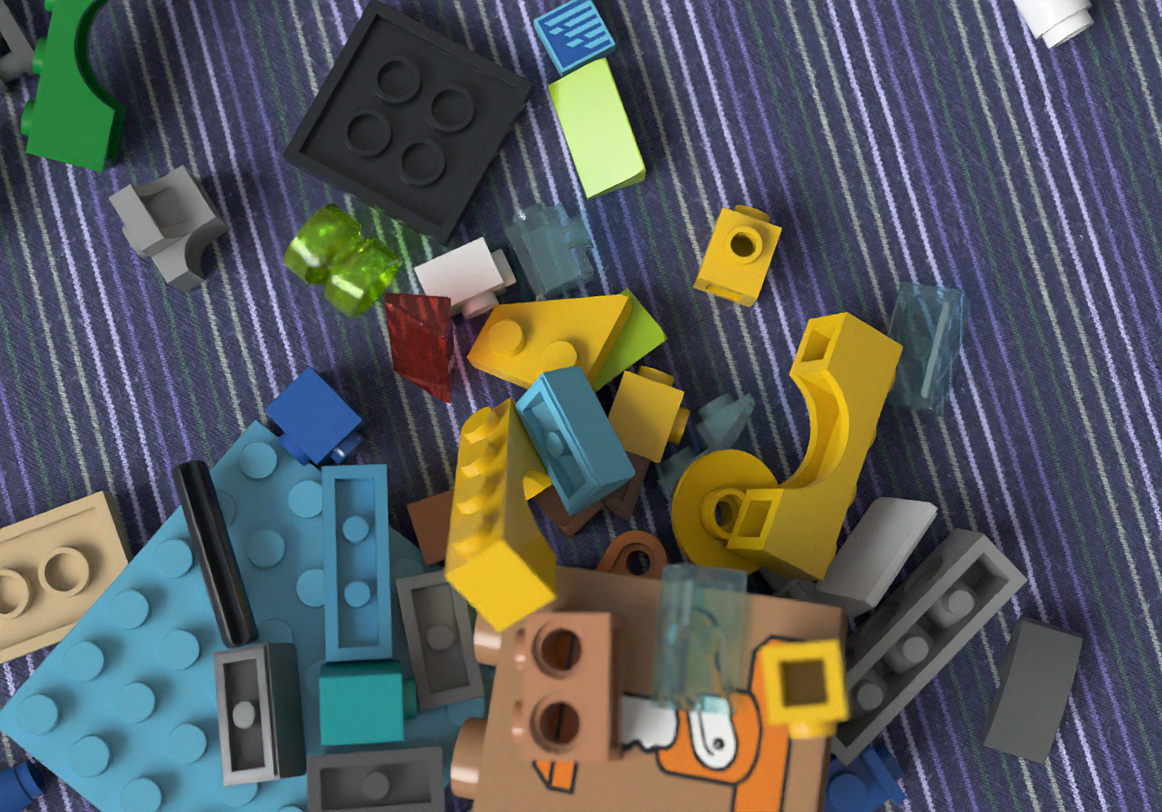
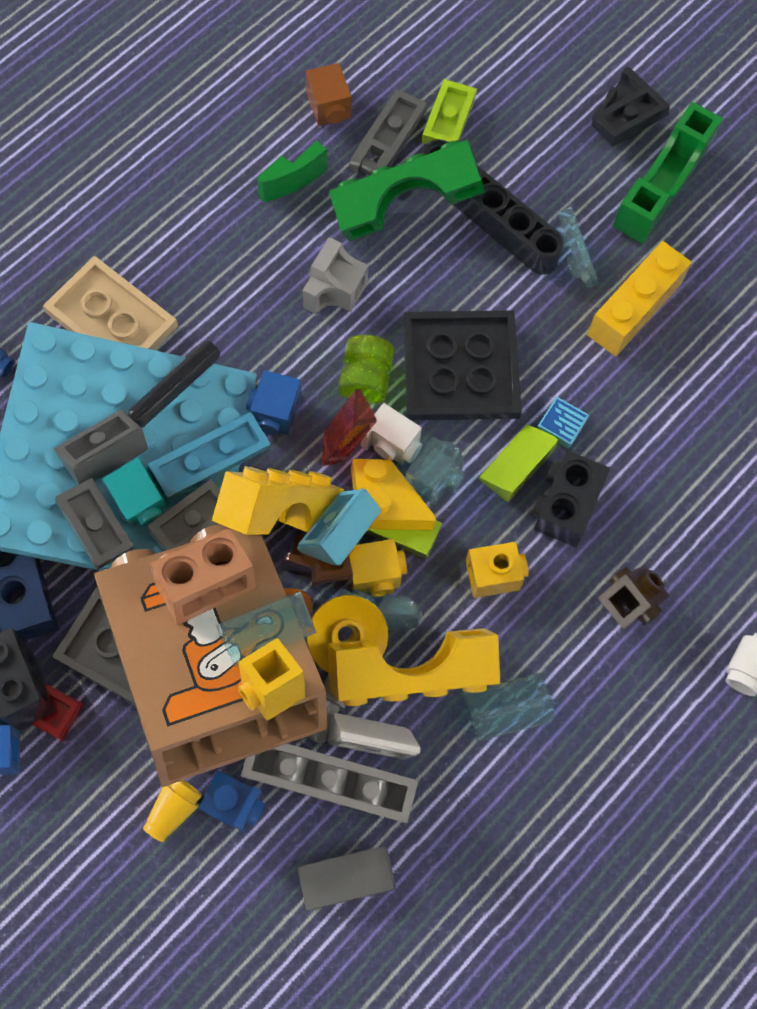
camera: 60 degrees right, 15 degrees down
(709, 86) = (575, 500): none -> black brick
(883, 95) = (634, 596): none -> dark brown brick

